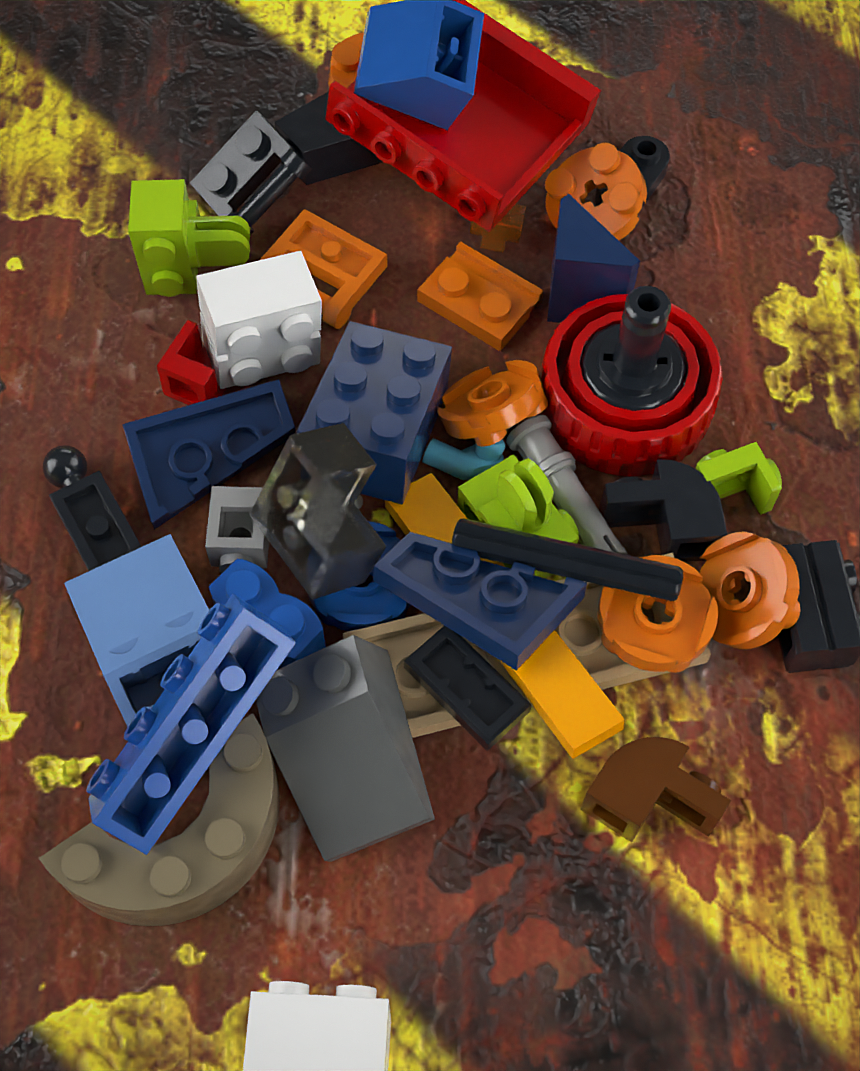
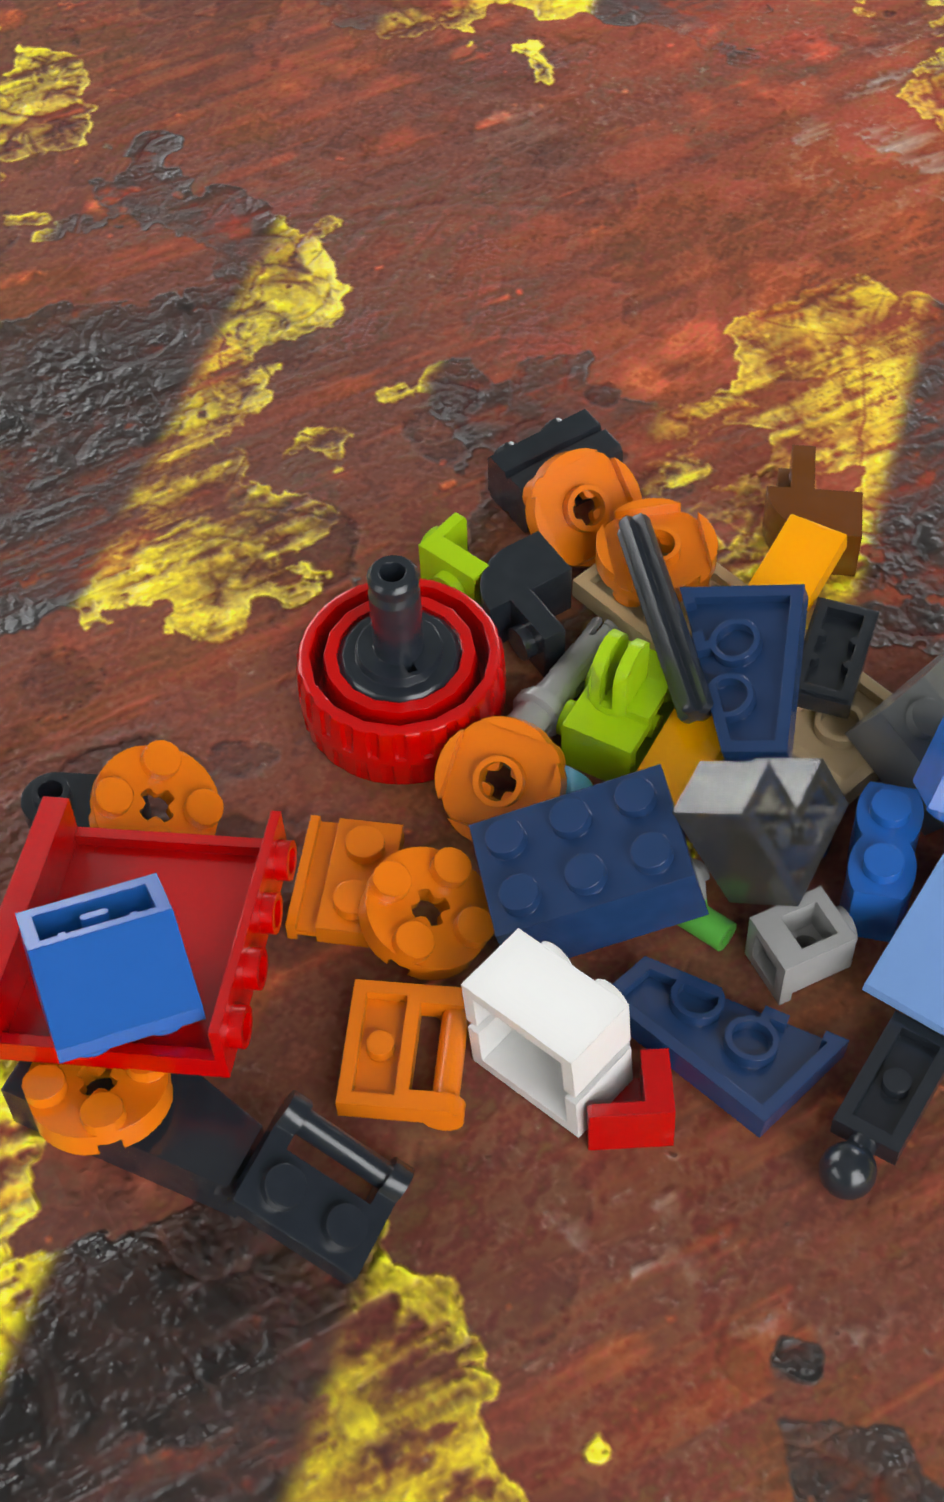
camera: 115 degrees left, 10 degrees down
(175, 240) = (484, 1196): lime brick -> none
(420, 287) = (445, 881): none -> orange plate
(586, 262) = (281, 762): dark blue slope -> none

